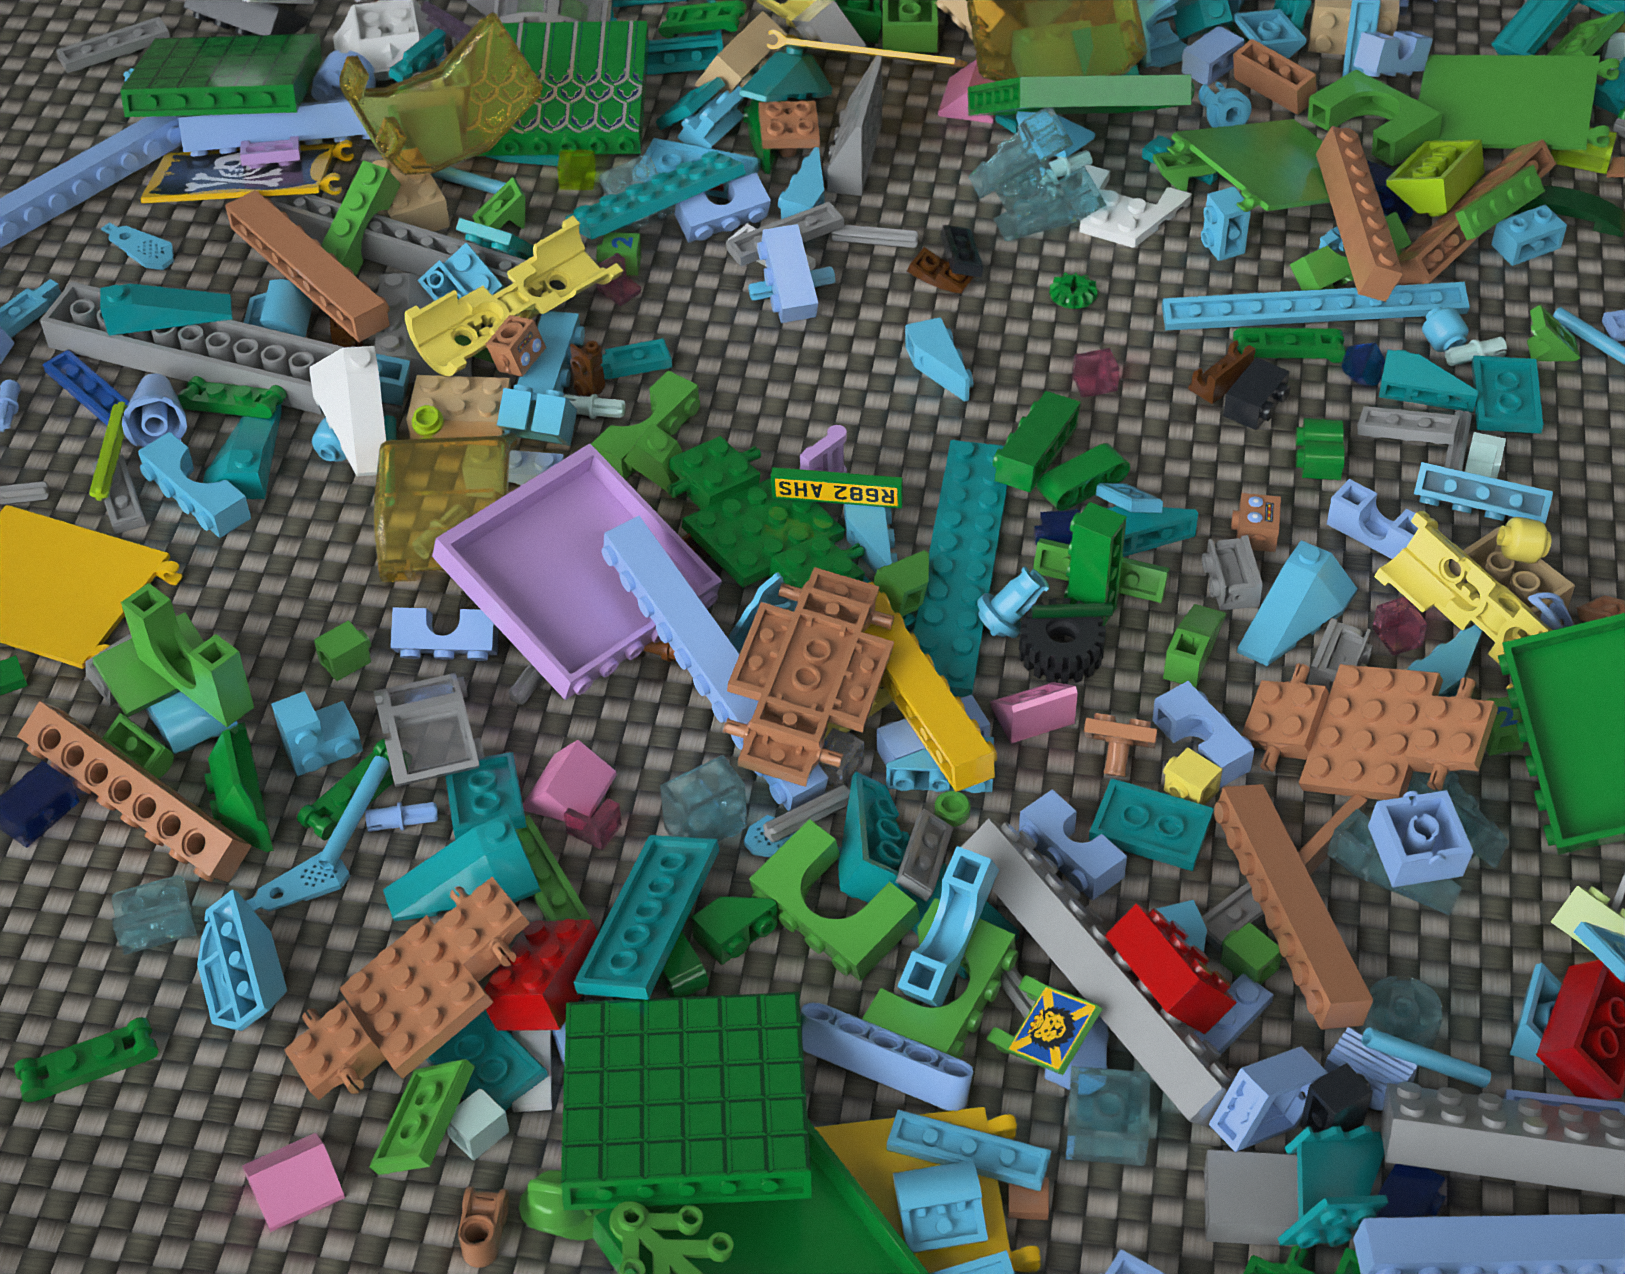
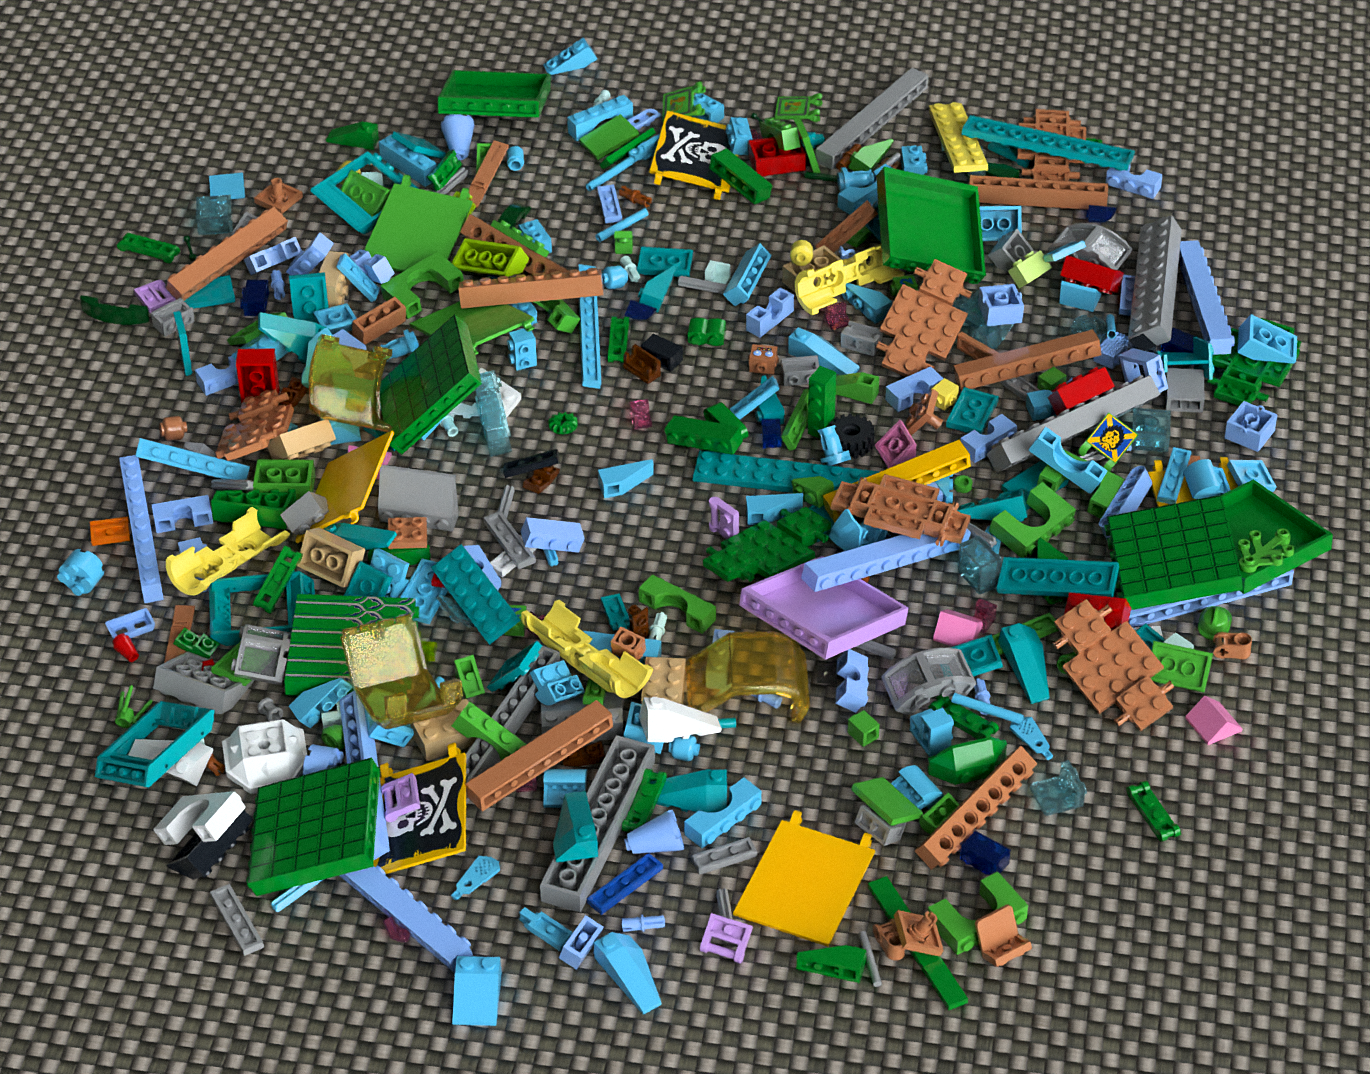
camera: 90 degrees left, 5 degrees down
(109, 454) = (694, 855): lime axle -> none
(207, 675) = (894, 773): bright green arch -> none
(238, 964) = (1099, 747): medium azure wedge -> none
(419, 56) = (310, 719): teal hinge -> none
(427, 421) = (689, 687): lime plate -> none
(445, 21) = (283, 698): clear purple plate -> none
(537, 416) = (683, 638): medium azure piece -> none
(652, 456) = (716, 589): bright green slope -> none
(805, 187) = (459, 532): medium azure slope -> none
(837, 487) = (751, 507): tile -> none
(924, 855) = (1002, 486): light grey tile -> none
(1072, 610) = (840, 422): dark green piece -> none
(1408, 425) = (691, 297): light grey plate -> none

